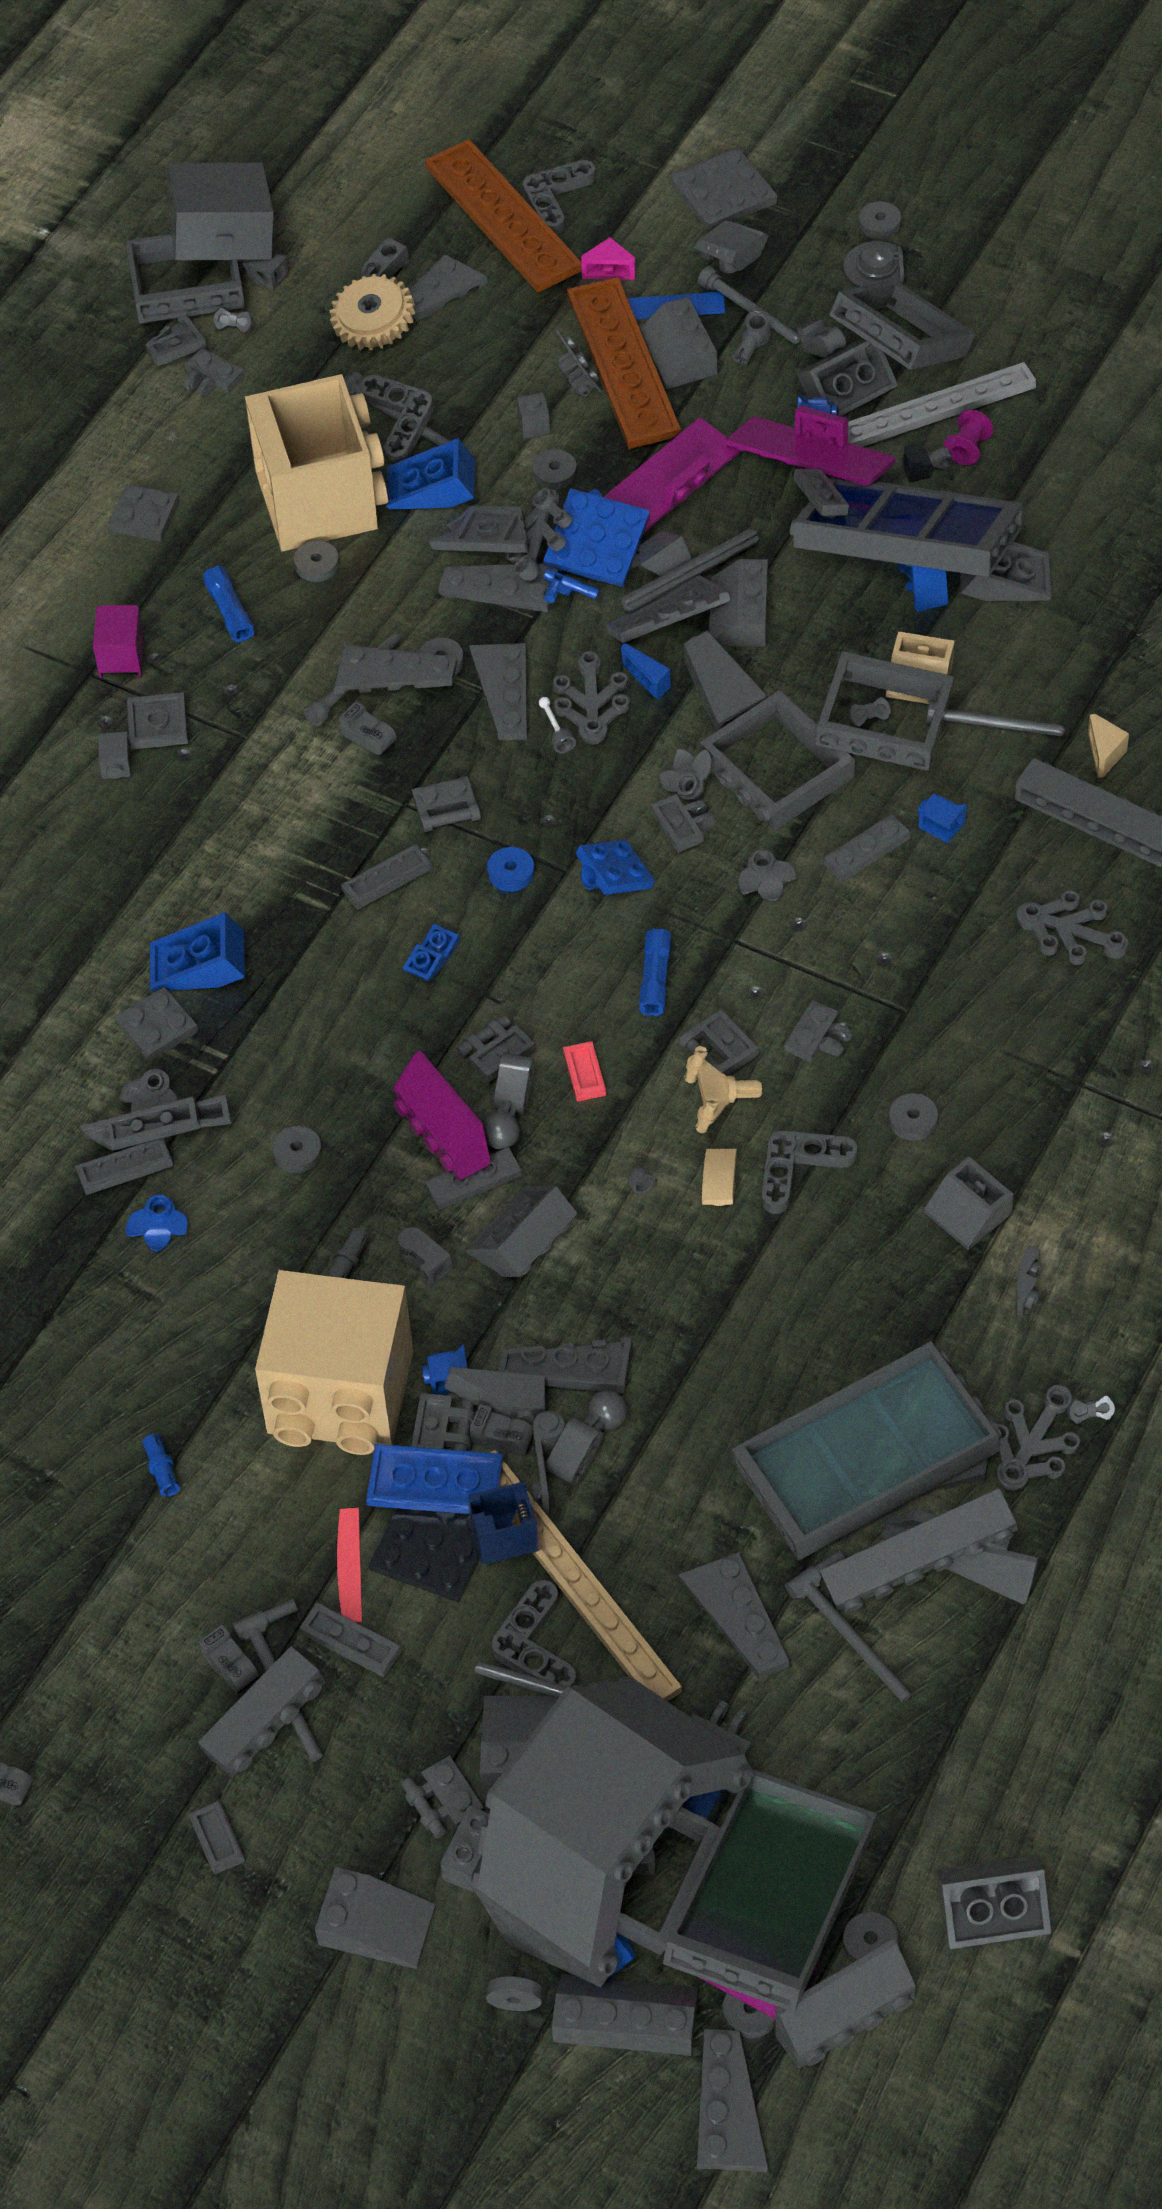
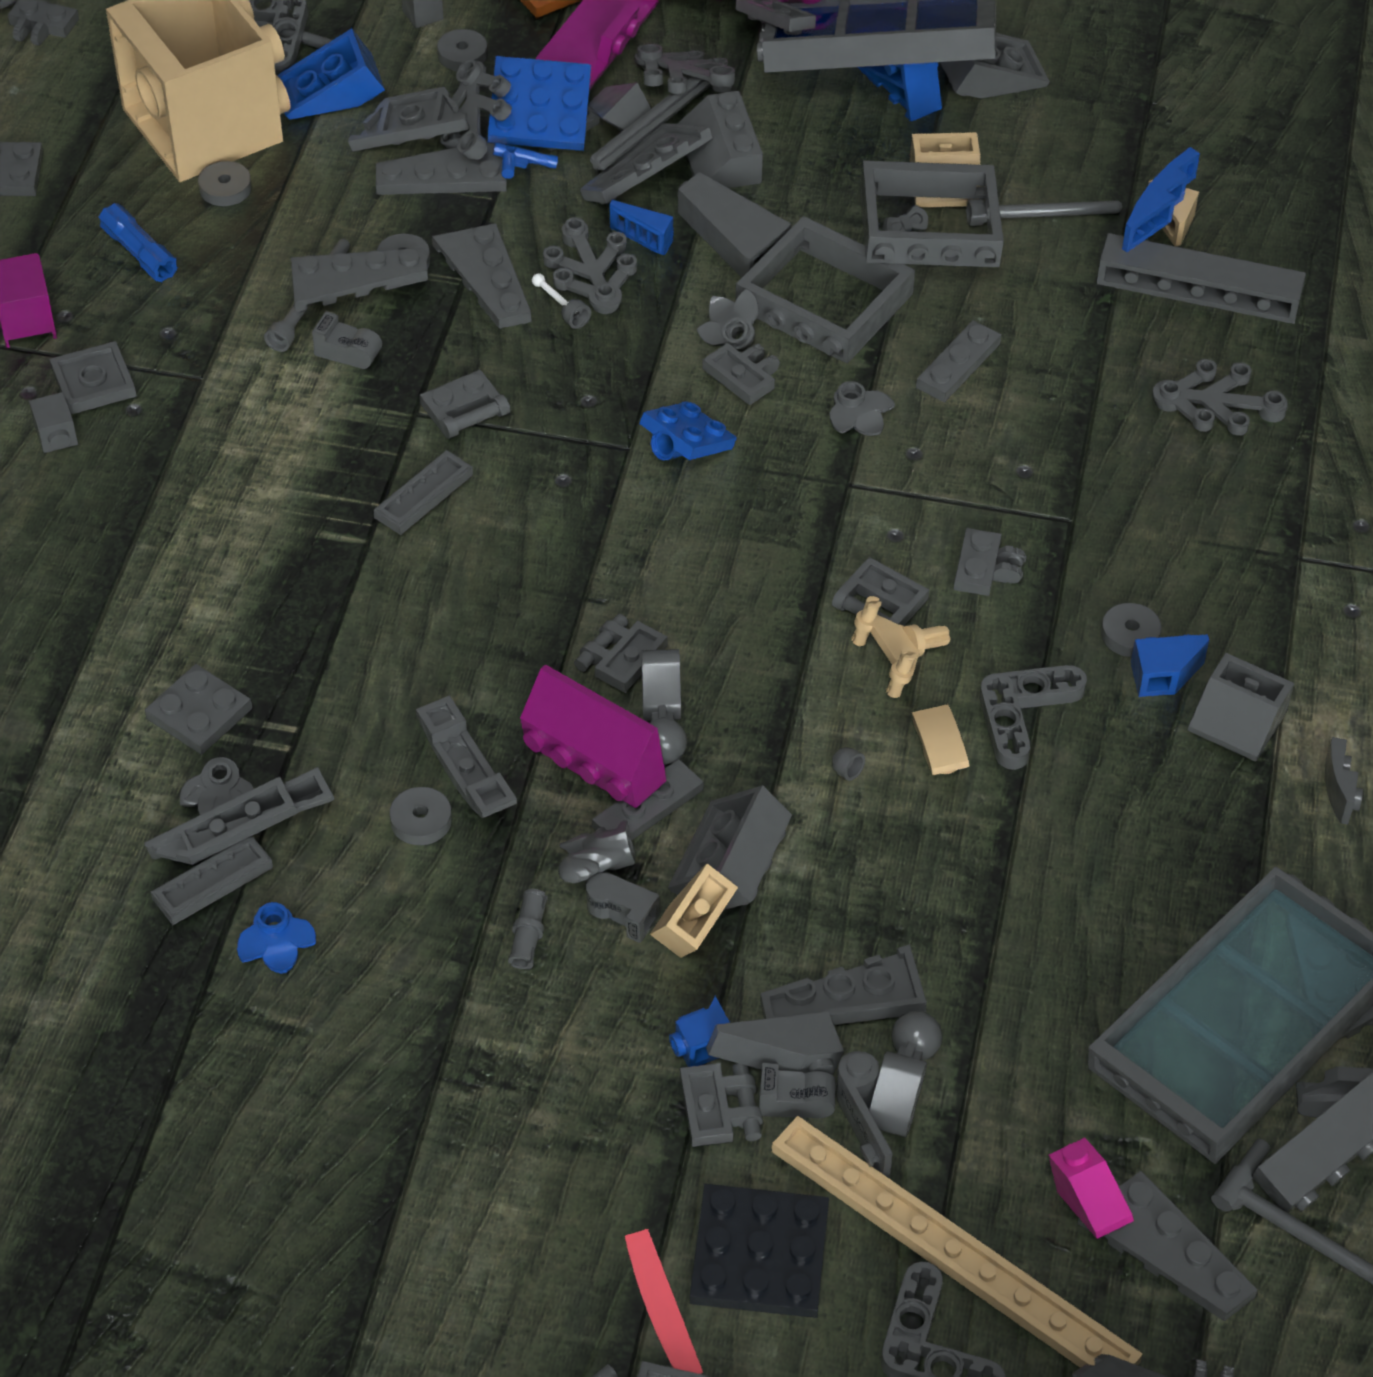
camera: 20 degrees left, 5 degrees down
(160, 1465) = (378, 1234): blue pin -> none
(199, 956) = (227, 621): blue slope -> none
(334, 1361) = (574, 1049): tan piece -> none
(343, 1109) = (463, 759): none -> dark grey slope
(417, 1210) = (596, 853): none -> dark grey animal
(430, 1477) = (738, 1169): blue tile -> none
(432, 954) = (506, 564): blue slope -> none
(472, 1273) = (694, 911): none -> tan slope
(503, 1523) = (852, 1201): dark blue piece -> none
(510, 879) = (565, 458): blue piece -> none
(584, 1071) = (734, 657): coral tile -> none
(653, 986) = (781, 552): blue axle -> none
(689, 1555) = (1089, 1188): none -> dark pink slope
(712, 508) = (690, 63): none -> dark grey plant
(928, 1152) = (1166, 663): none -> blue slope
(941, 817) = (1029, 313): blue window -> none
(1079, 741) = (1157, 202): none -> blue slope

